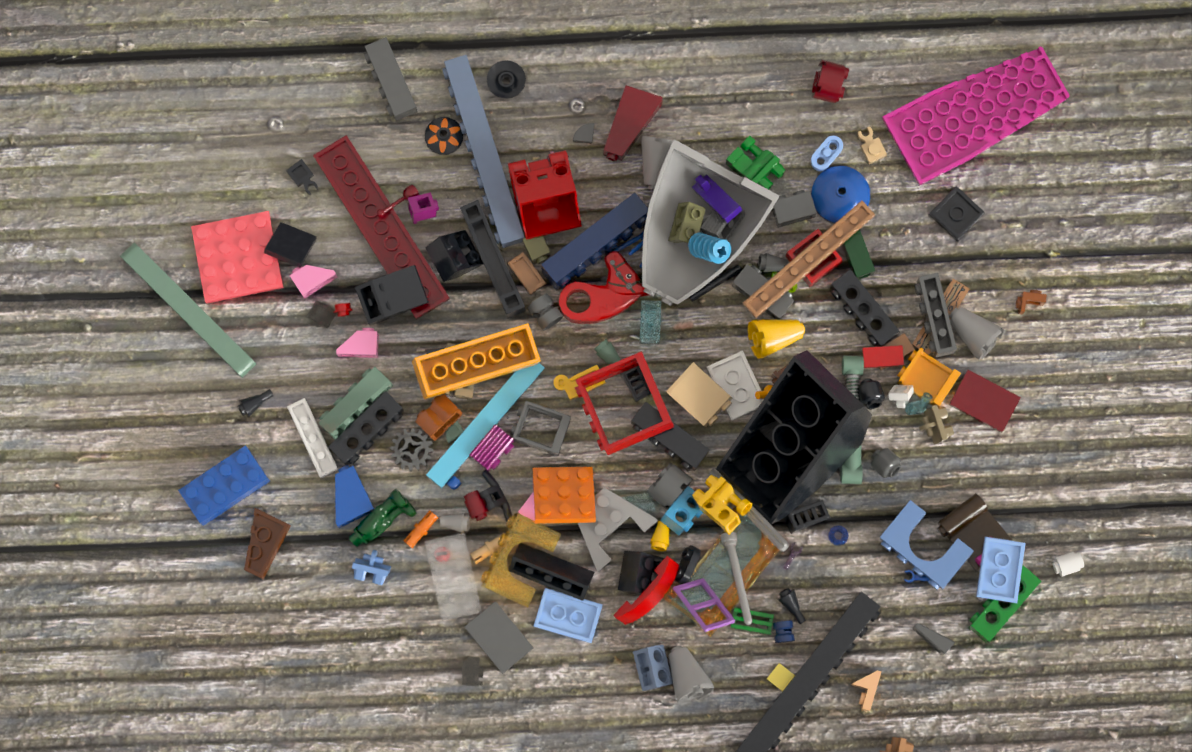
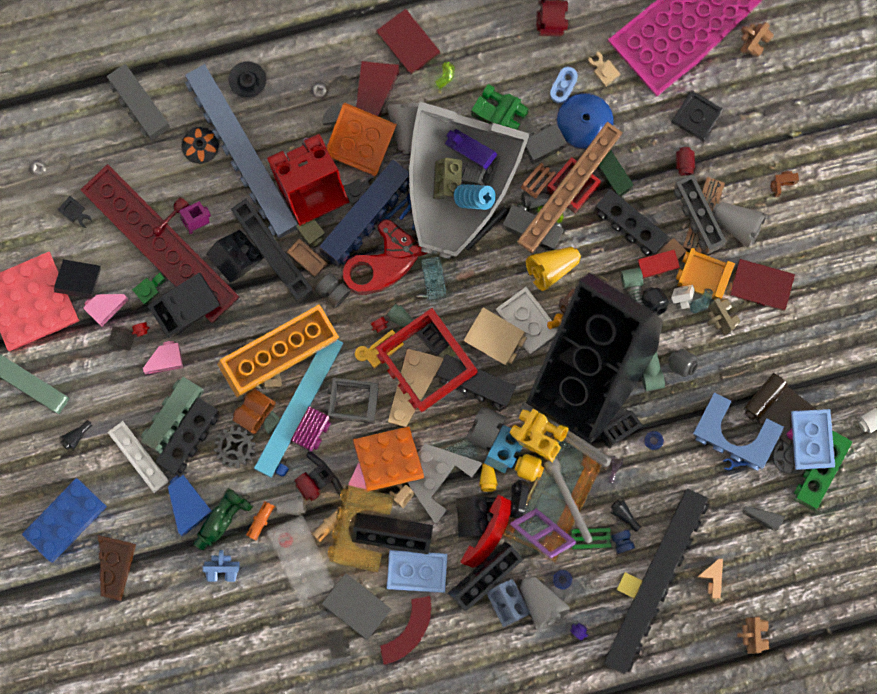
camera: 15 degrees left, 0 degrees up
(359, 271) = (148, 290): none -> green plate
(549, 677) = (412, 634): none -> dark red tile
(571, 536) = (403, 496): none -> tan tile
(585, 357) = (379, 324): none -> red plate
(592, 214) = (357, 189): none -> black plate
(607, 164) = (360, 139): none -> orange plate
(614, 414) = (419, 372): none -> tan wing
(635, 635) = (485, 576): none -> black brick
(677, 75) = (408, 41): none -> dark red tile
(704, 535) = (529, 467): none -> yellow head
(710, 119) = (448, 75): none -> clear neon green arm
(718, 651) = (567, 575): none -> clear blue plate
(719, 712) = (579, 631): none -> dark purple plate
(787, 238) = (540, 168): none -> nougat tile
(934, 258) = (685, 161): none -> dark red brick
(970, 582) = (785, 456): none -> dark grey wheel
(1033, 144) = (753, 35): none -> medium nougat hips

